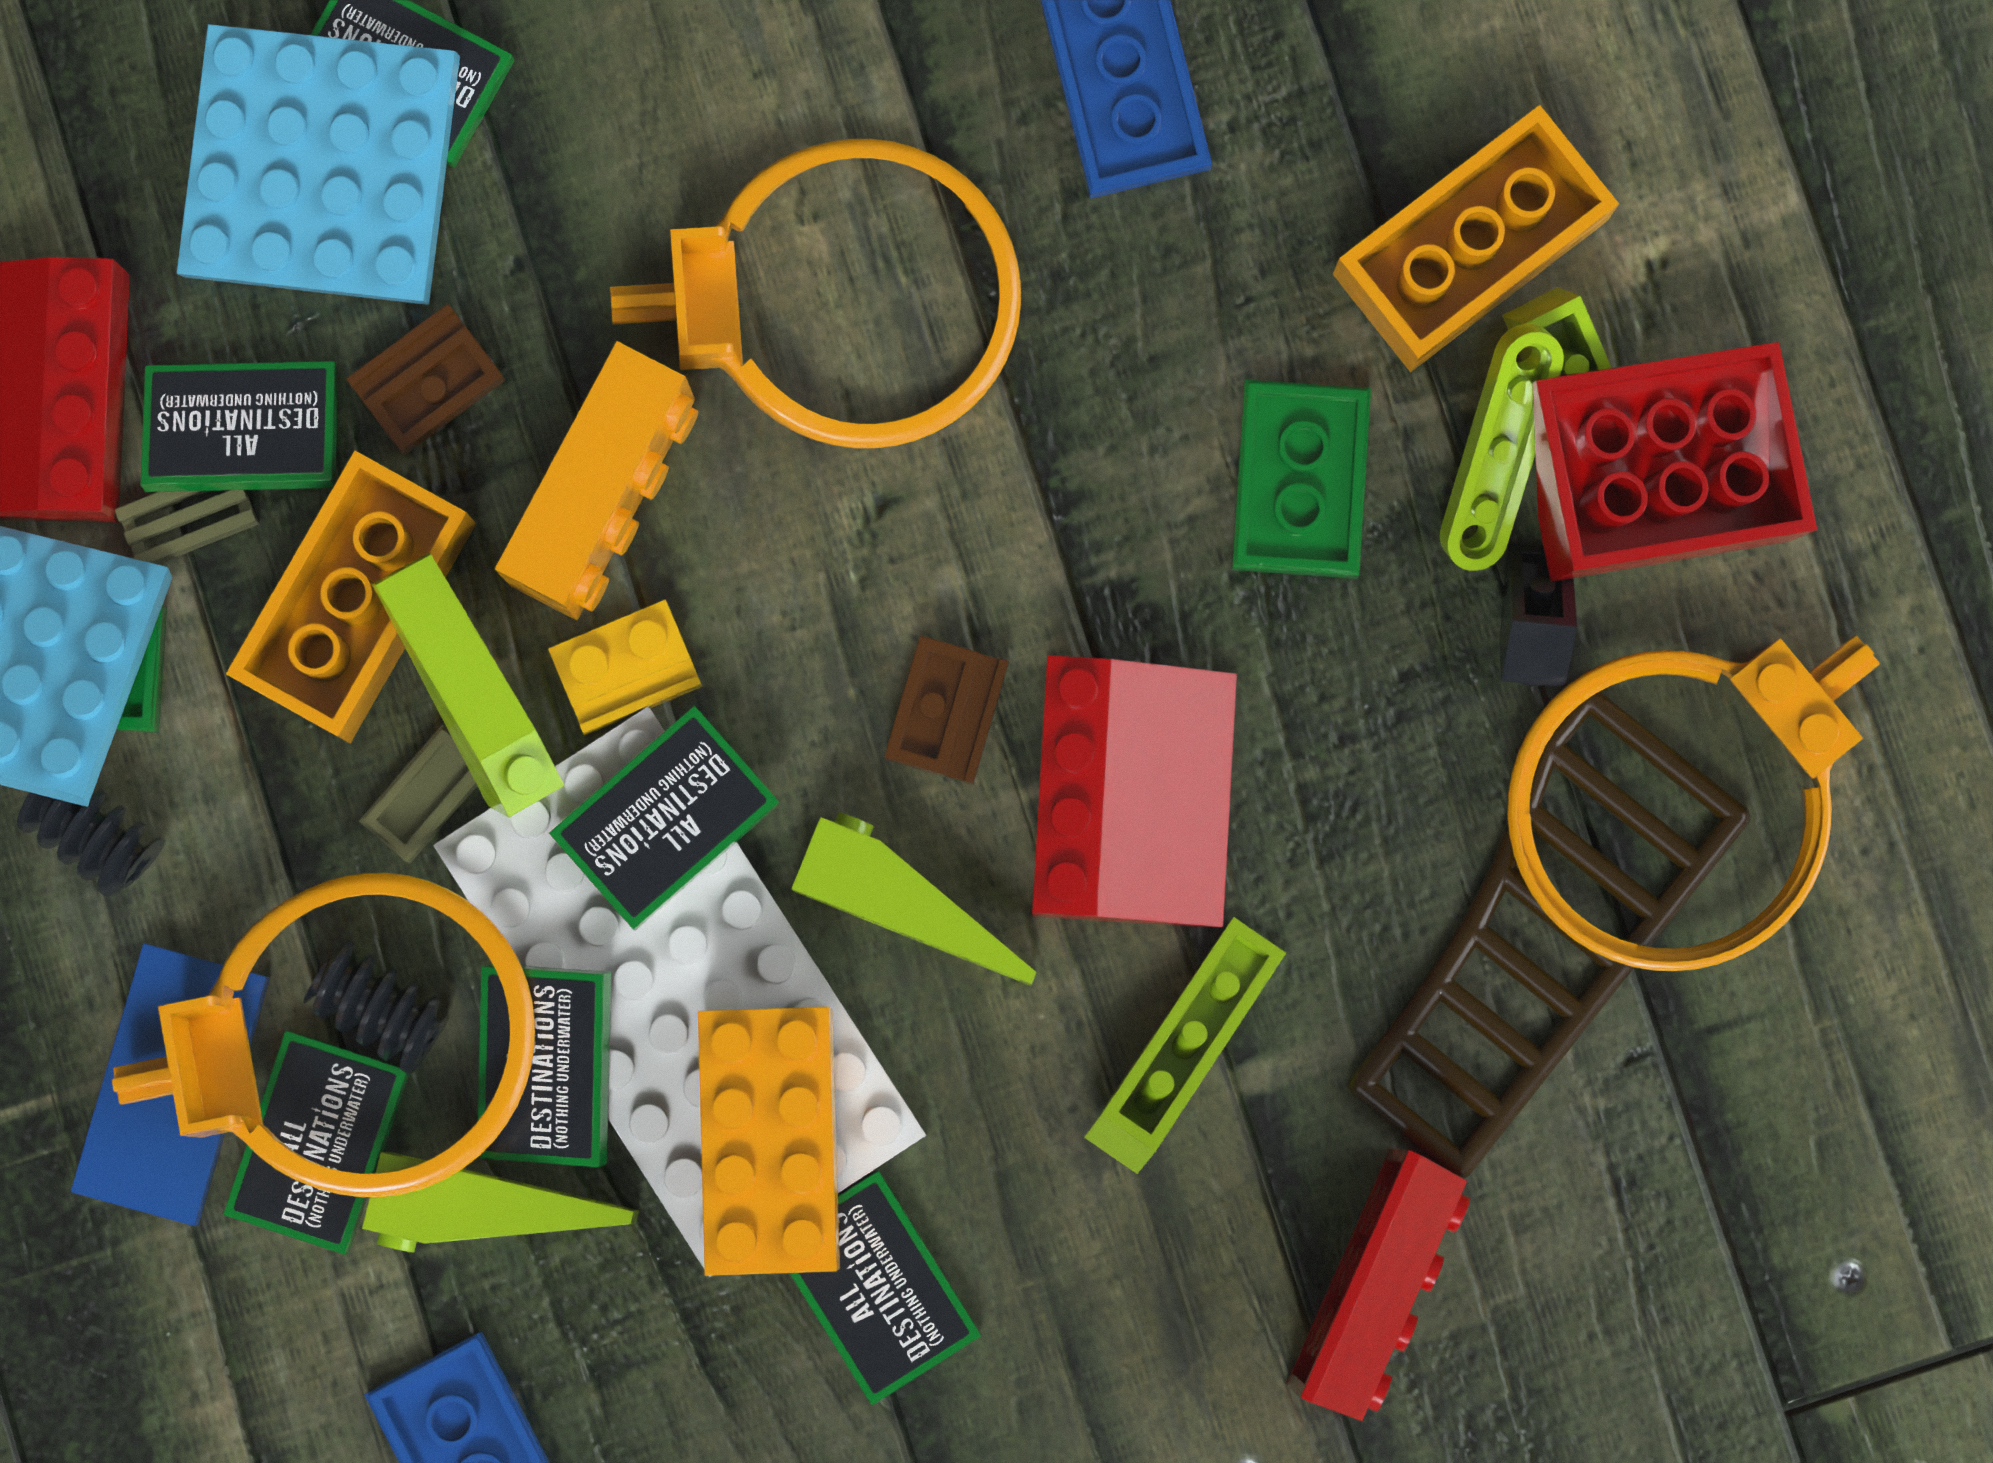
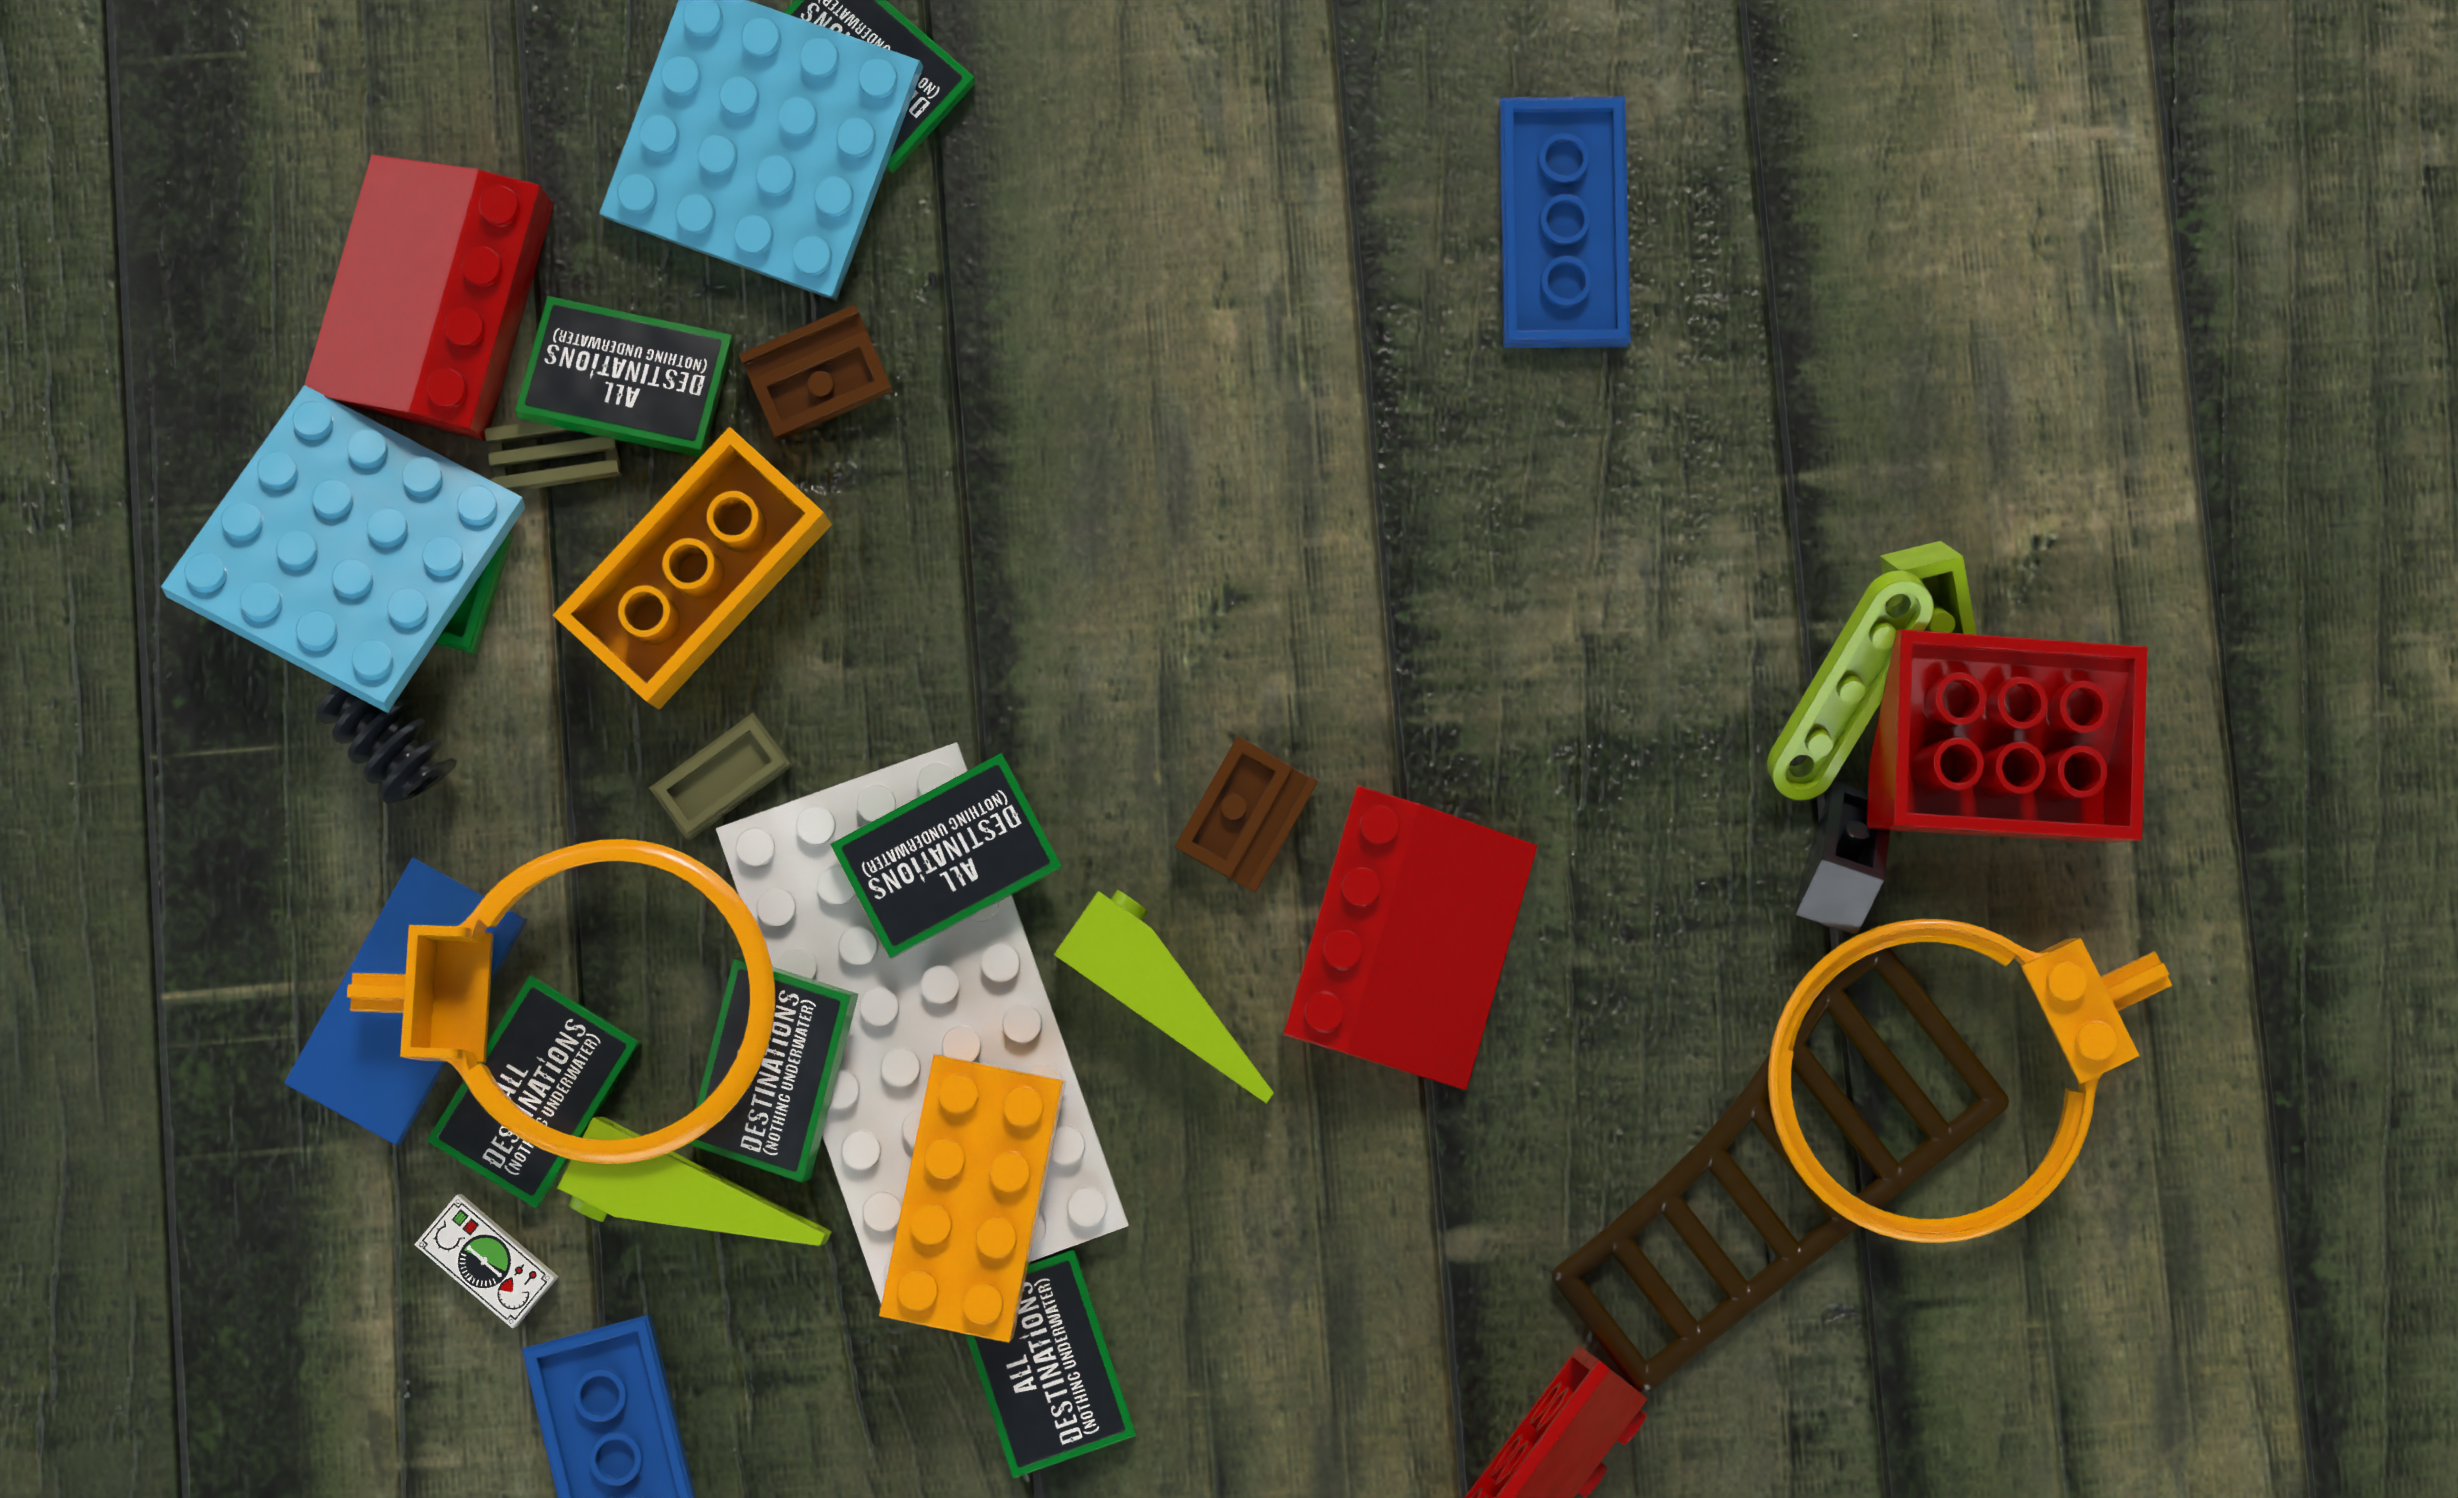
camera: 10 degrees right, 0 degrees up
(309, 1317) = (486, 1260): none -> tile
(376, 1008) = (622, 974): black piece -> none
(468, 688) = (784, 684): lime slope -> none
(598, 482) = (959, 513): light orange brick -> none
(625, 667) = (943, 698): yellow plate -> none
(707, 307) = (1106, 366): light orange brick -> none
(1185, 1046) = (1401, 1199): lime slope -> none
(1301, 479) = (1645, 669): green tile -> none
(1475, 238) = (1871, 474): light orange brick -> none

